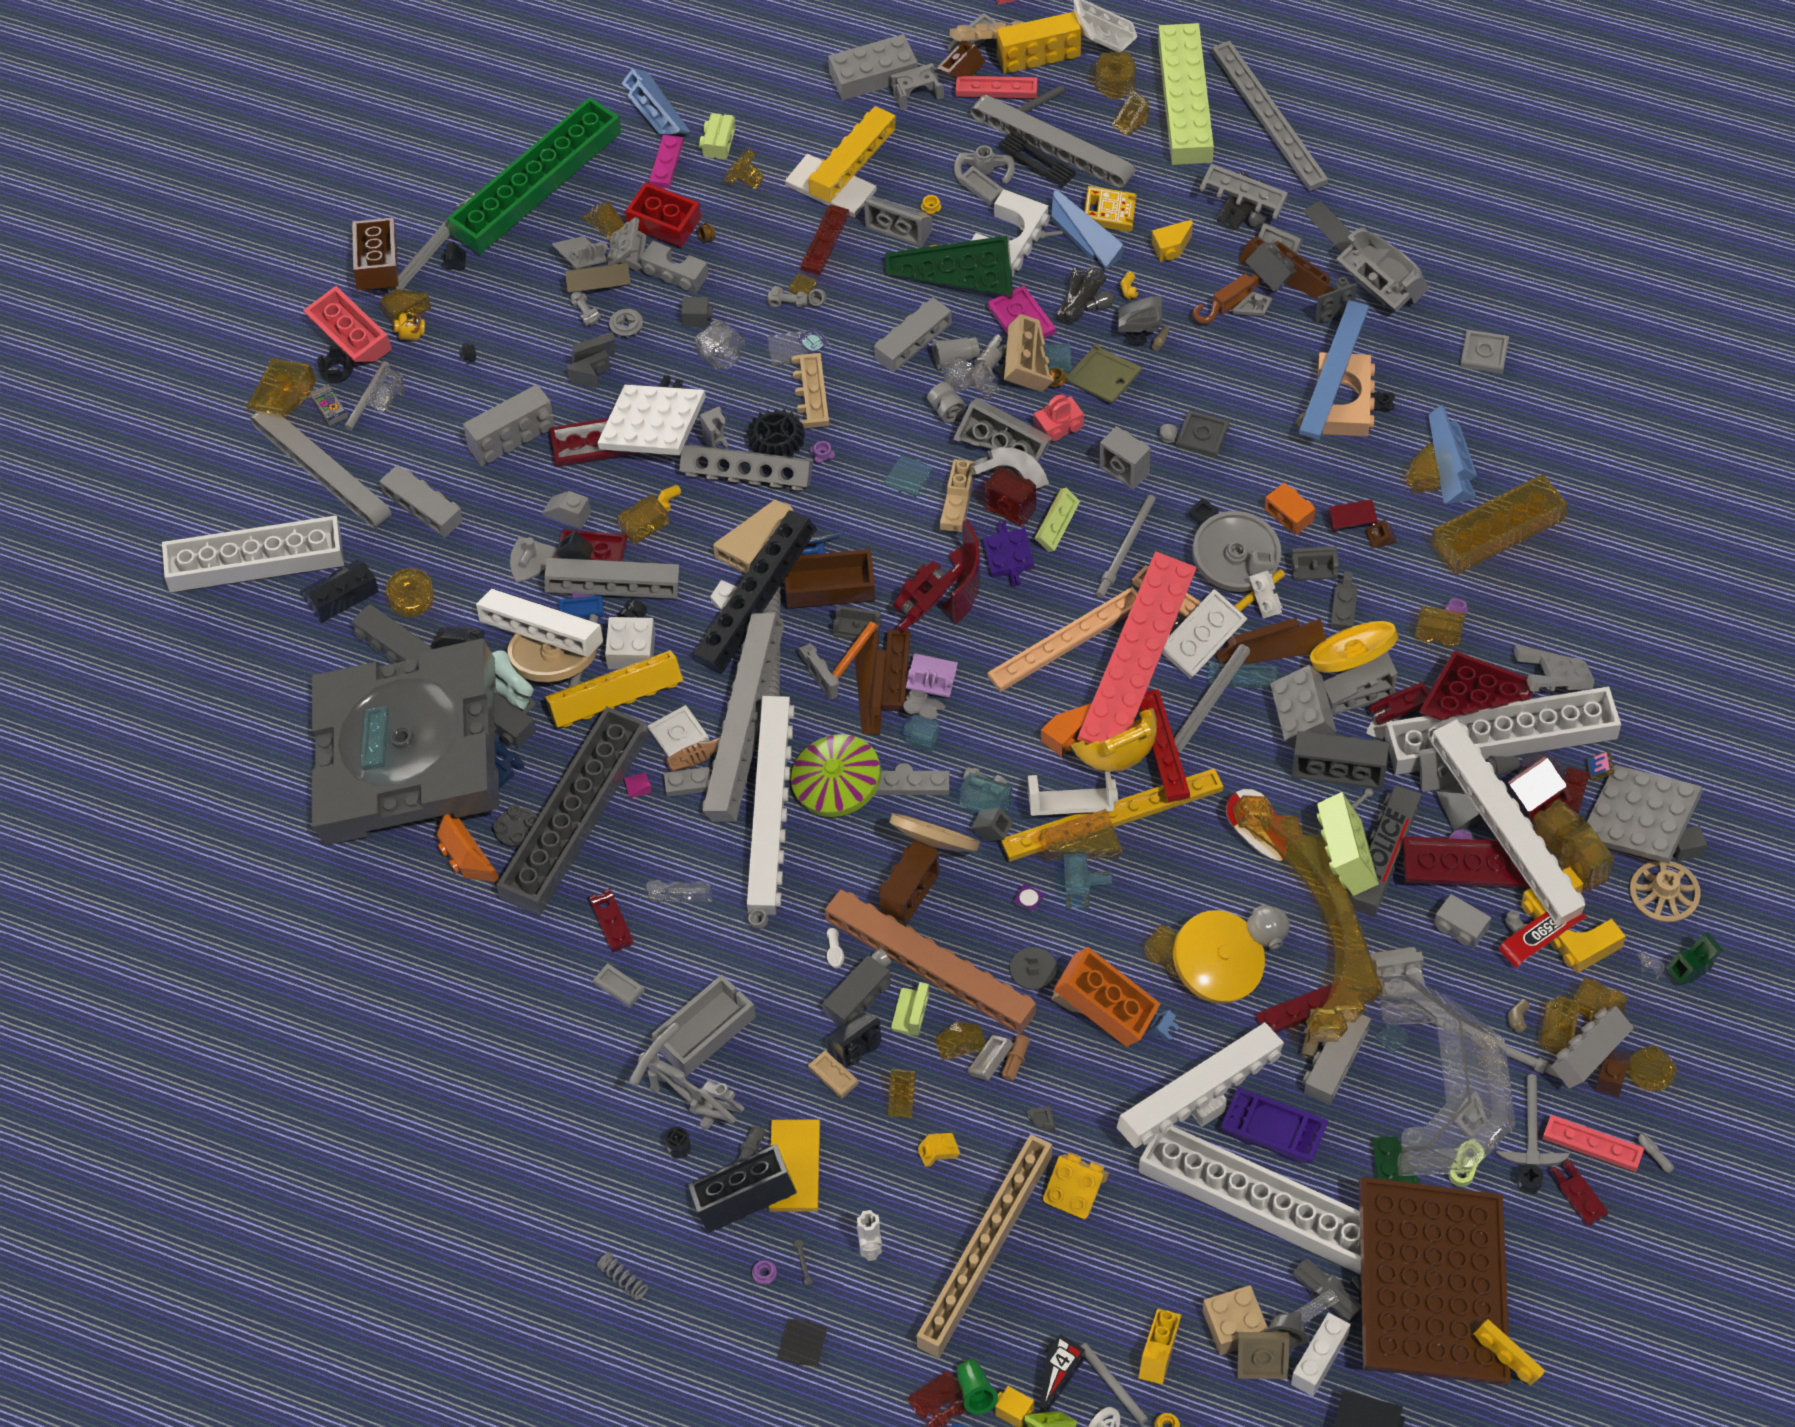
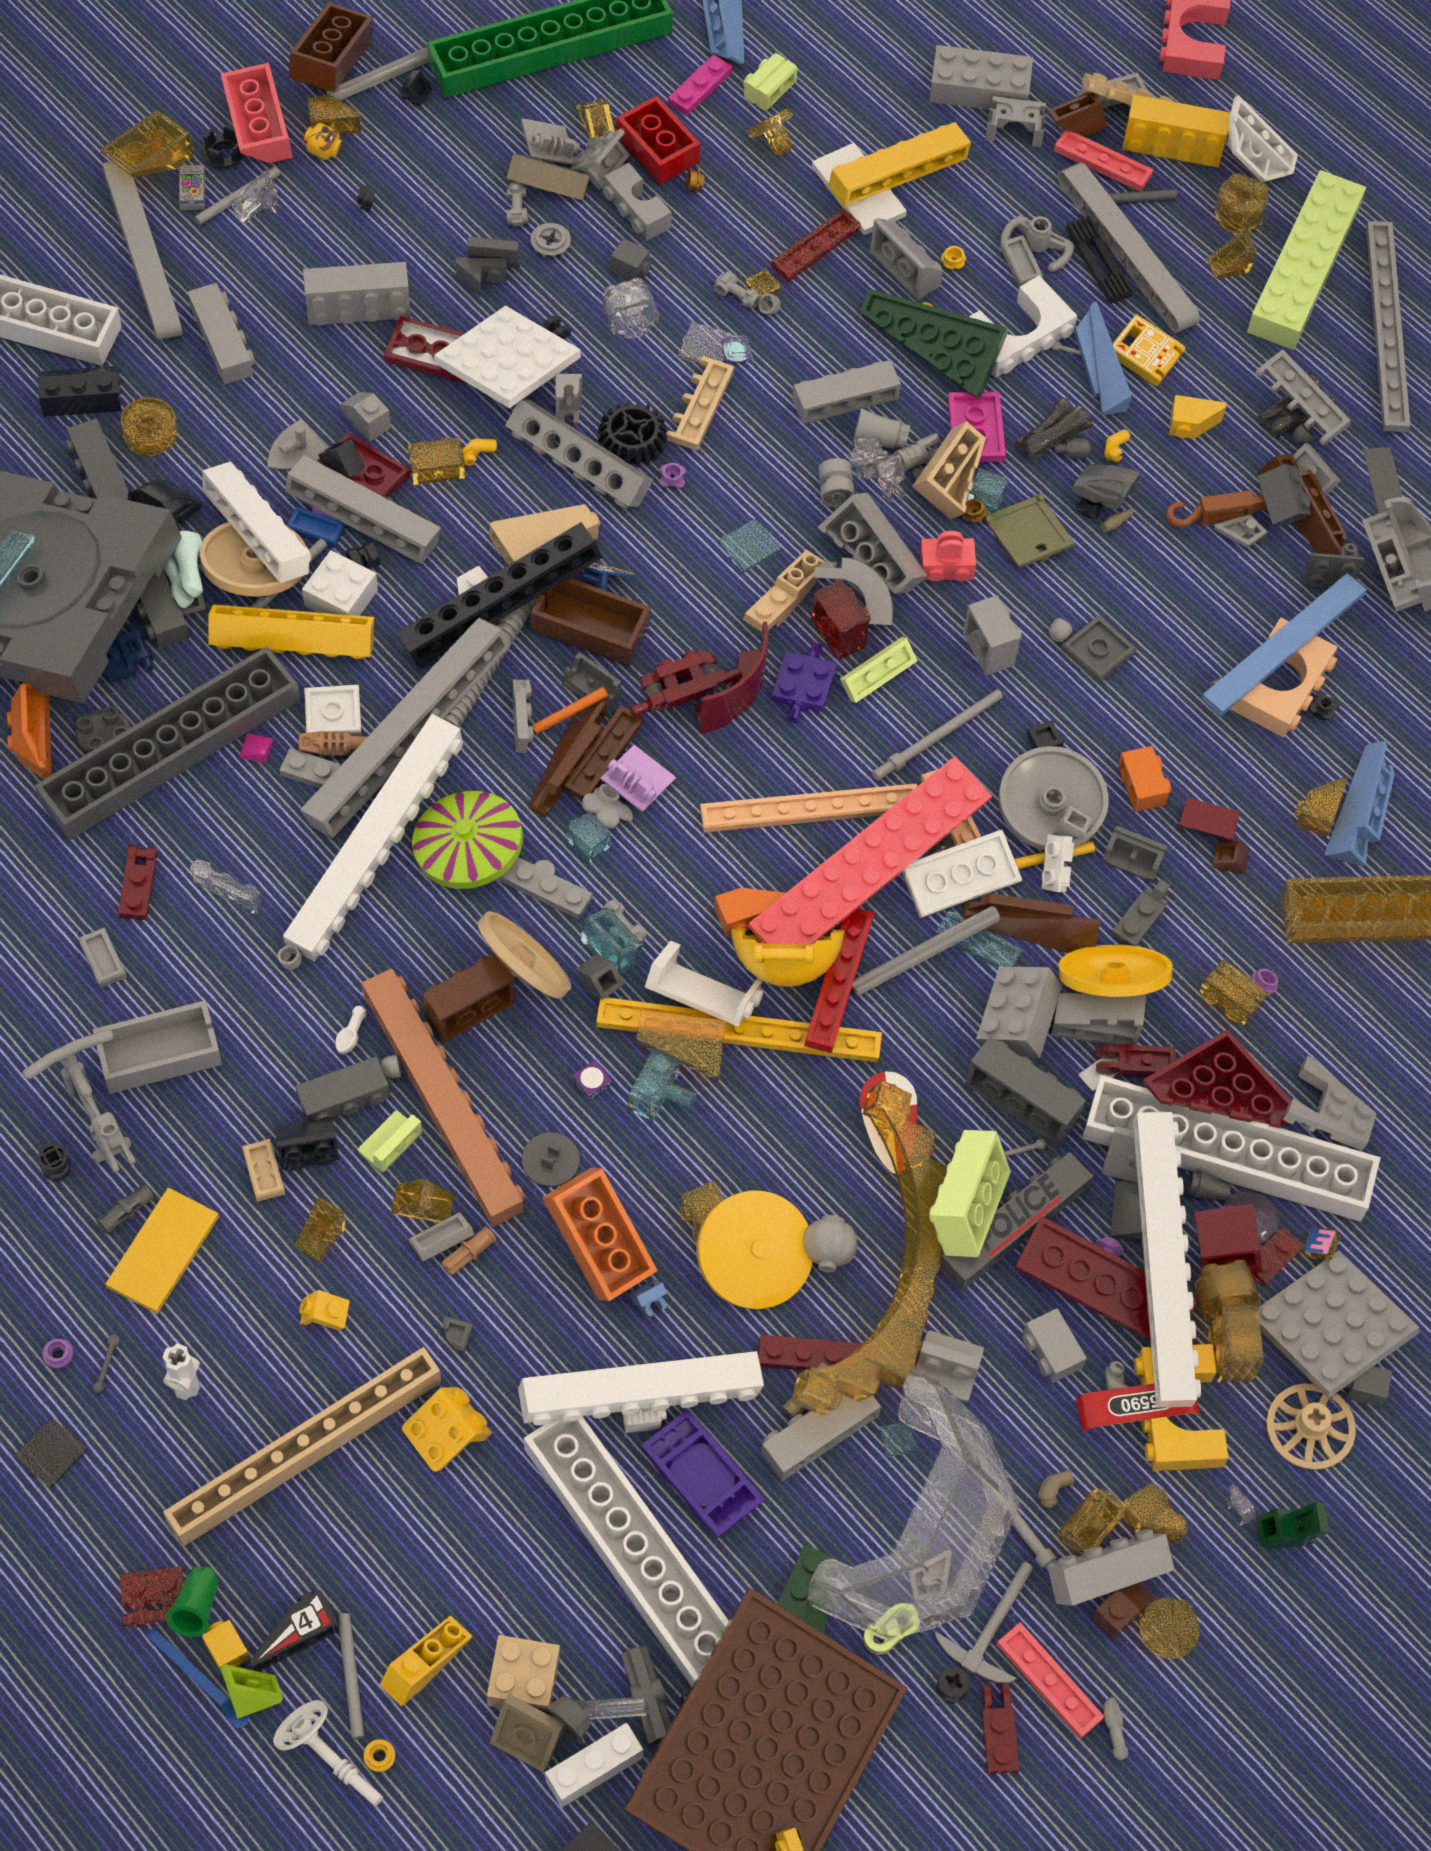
camera: 20 degrees right, 5 degrees up
(742, 1188) = (85, 1248): black slope -> none

